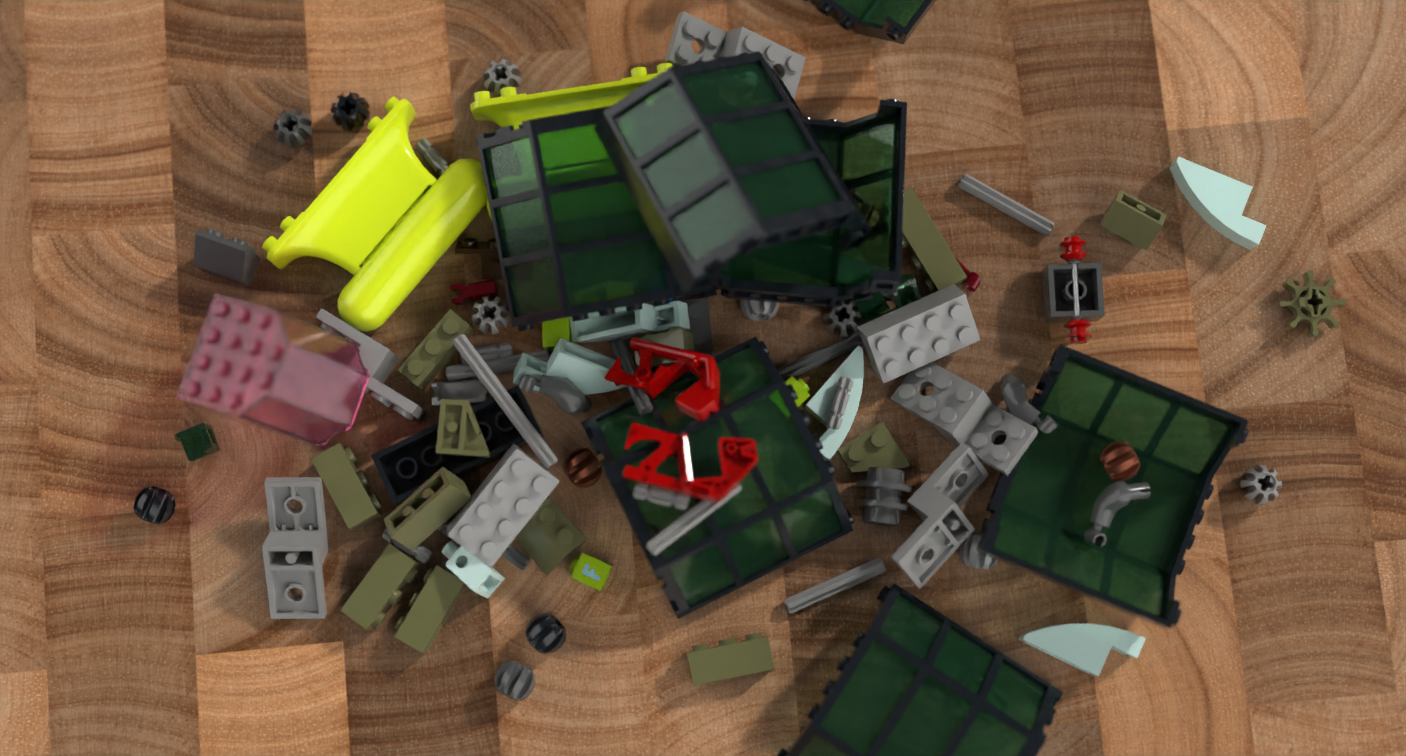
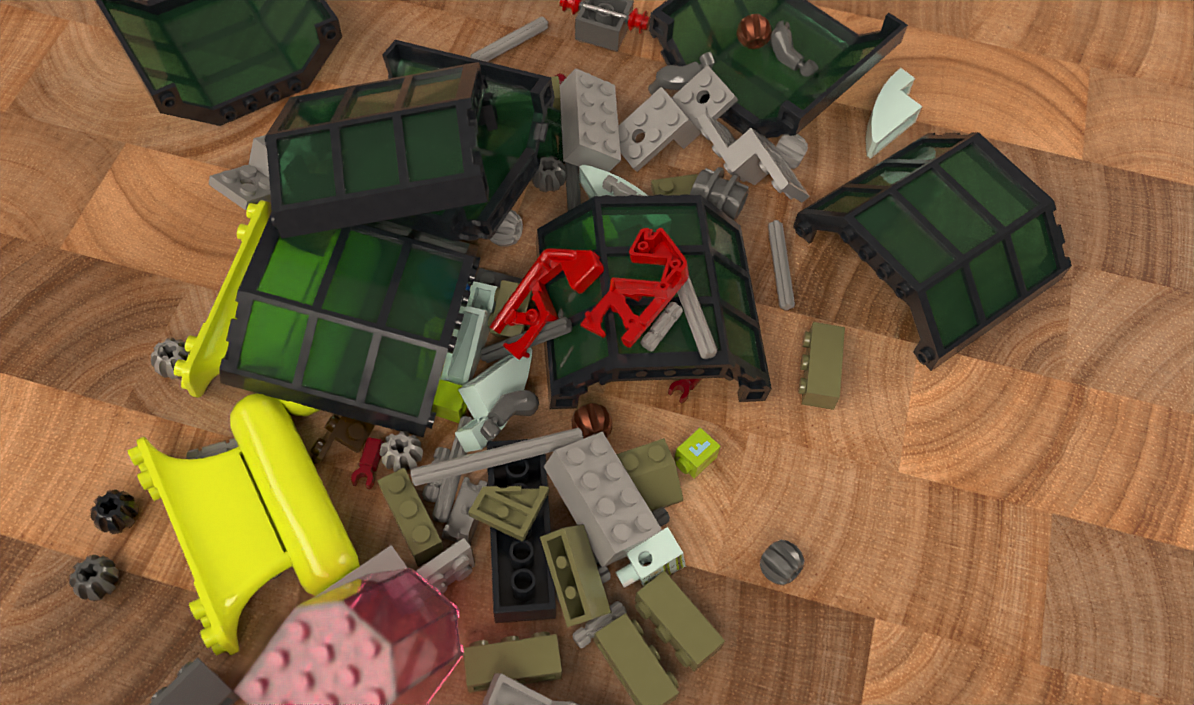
camera: 75 degrees left, 20 degrees down
(545, 633) = (743, 515): black piece -> none

